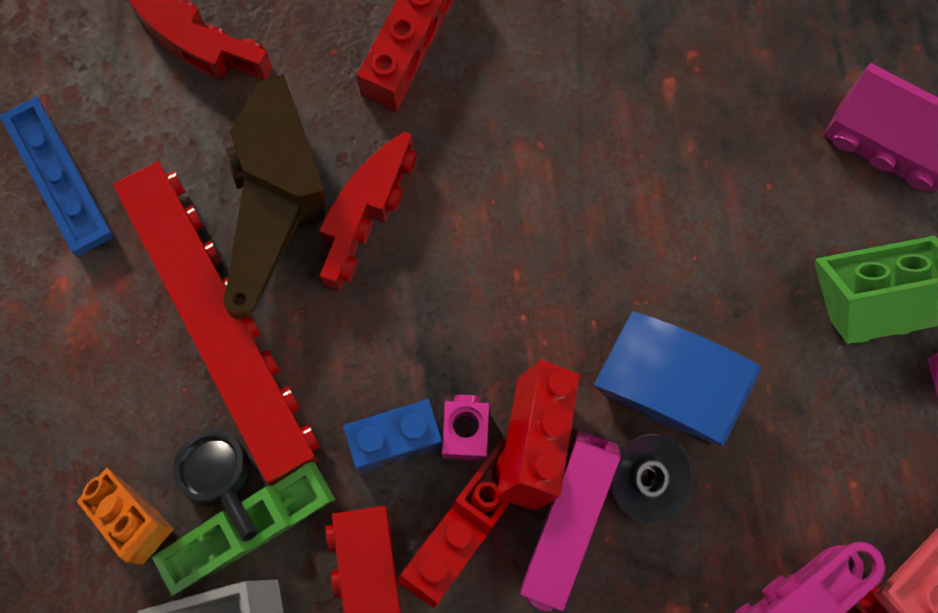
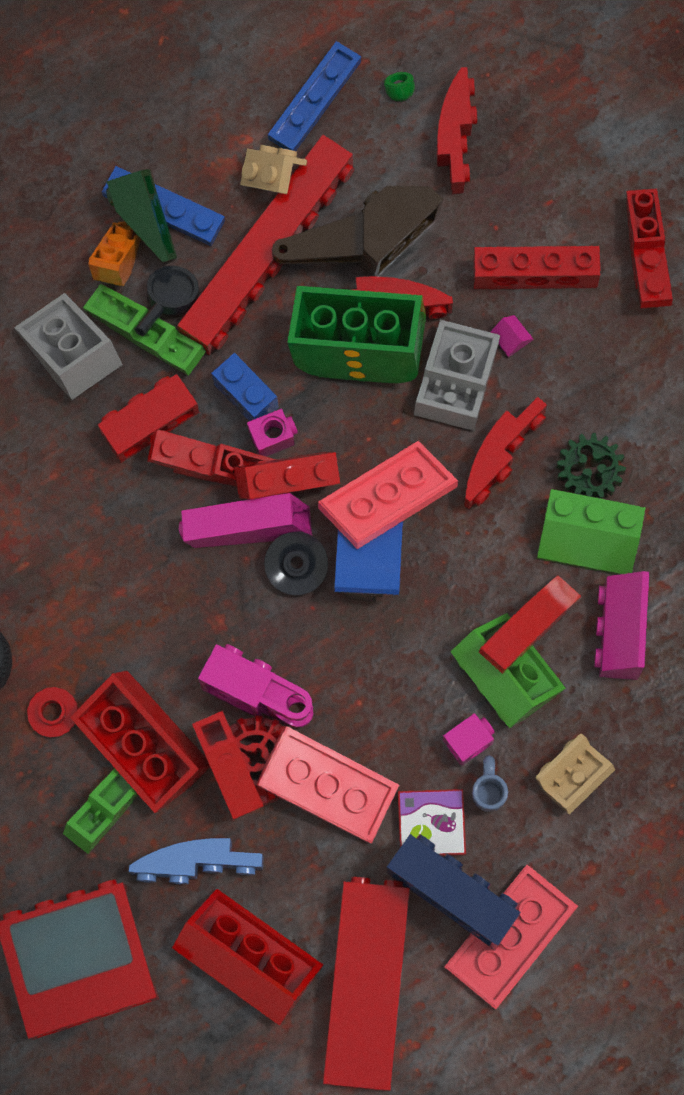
camera: 70 degrees right, 0 degrees up
(79, 456) = (141, 209): none -> dark green slope
(89, 428) = (183, 213): none -> blue plate
(106, 75) = (400, 91): none -> green piece
(121, 270) = (268, 169): none -> tan bracket
(401, 256) = (357, 334): none -> green brick
(478, 96) = (512, 334): none -> dark pink slope
(498, 176) = (456, 375): none -> light grey slope
(618, 326) = (387, 494): none -> coral tile
(623, 185) = (493, 460): none -> red slope
(698, 99) = (599, 451): none -> dark green gear
(764, 118) = (591, 532): none -> bright green slope
(860, 235) = (529, 624): none -> red slope

